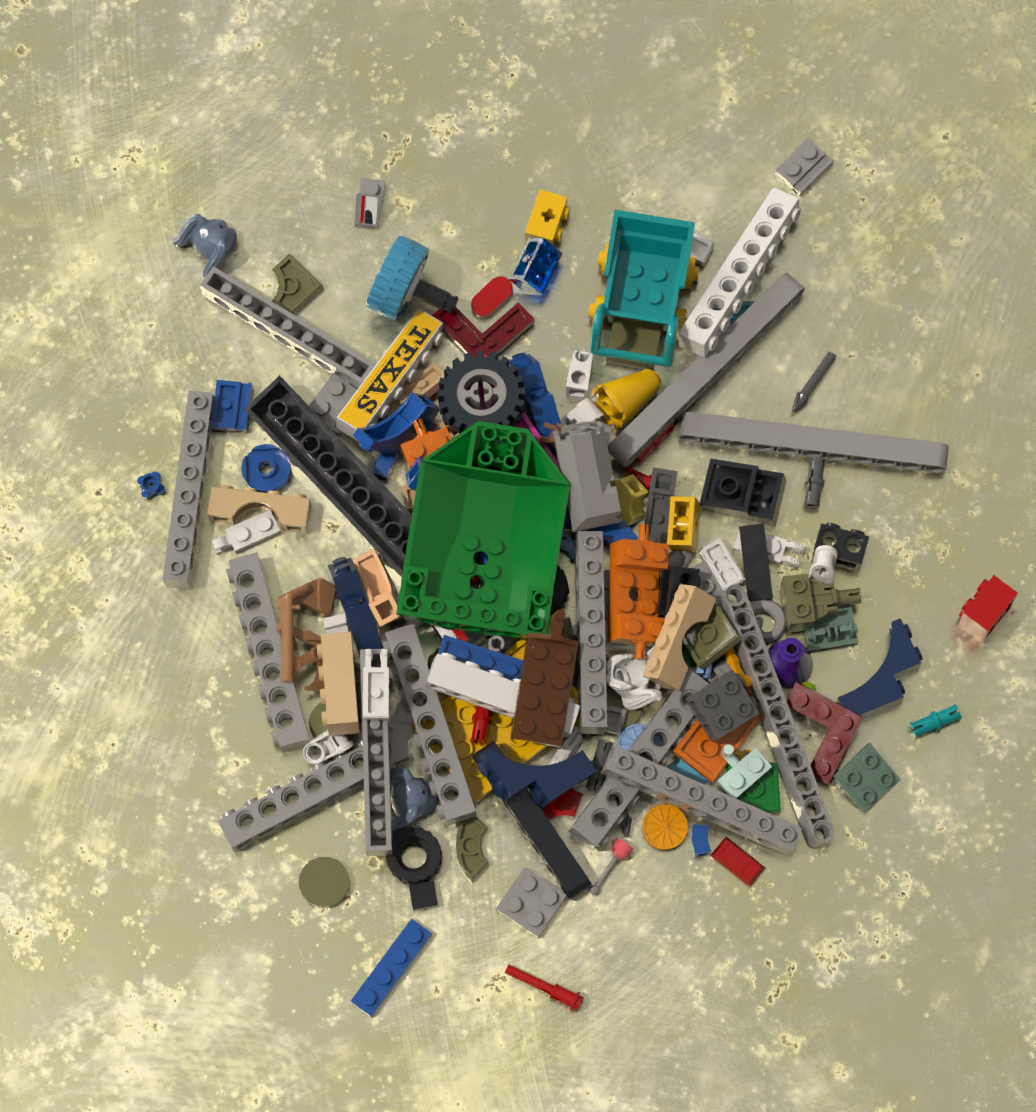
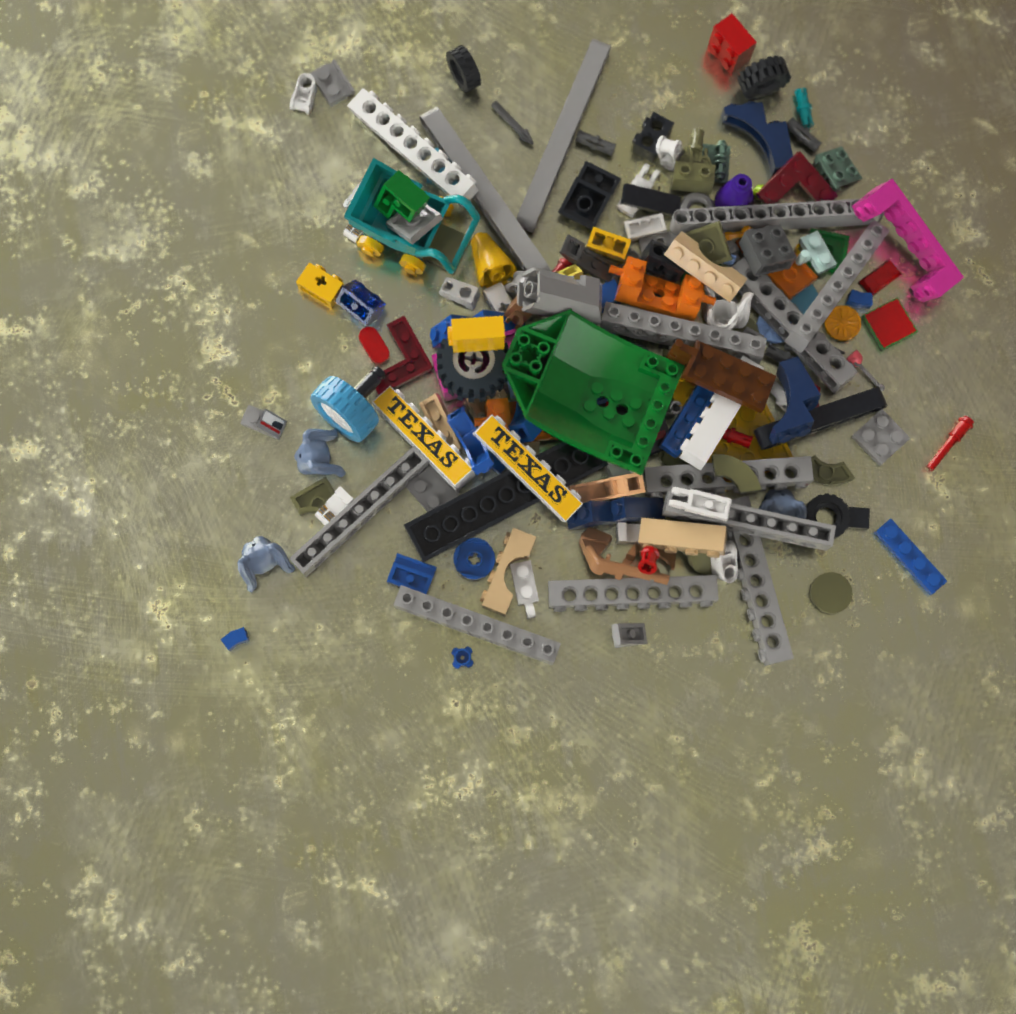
camera: 85 degrees left, 5 degrees up
(116, 239) = (235, 638): none -> blue piece
(217, 658) = (628, 634): none -> light grey slope
(289, 300) = (333, 506): none -> white leg
(302, 651) = (648, 560): none -> red bush
(342, 265) = (314, 454): none -> sand blue hair
(374, 489) = (527, 468): none -> brick
(432, 727) = (737, 472): none -> olive tile
(502, 382) = (477, 334): none -> yellow brick
(637, 290) = (417, 227): none -> light grey plate
(654, 266) = (401, 196): none -> green brick
(679, 884) = (889, 324): none -> red tile
(746, 924) = (920, 241): none -> dark pink plate
(775, 138) = (304, 98): none -> white piece
(858, 304) = (463, 68): none -> black tyre
(898, 726) = (793, 125): none -> dark grey pin
(951, 656) = (764, 77): none -> black tyre

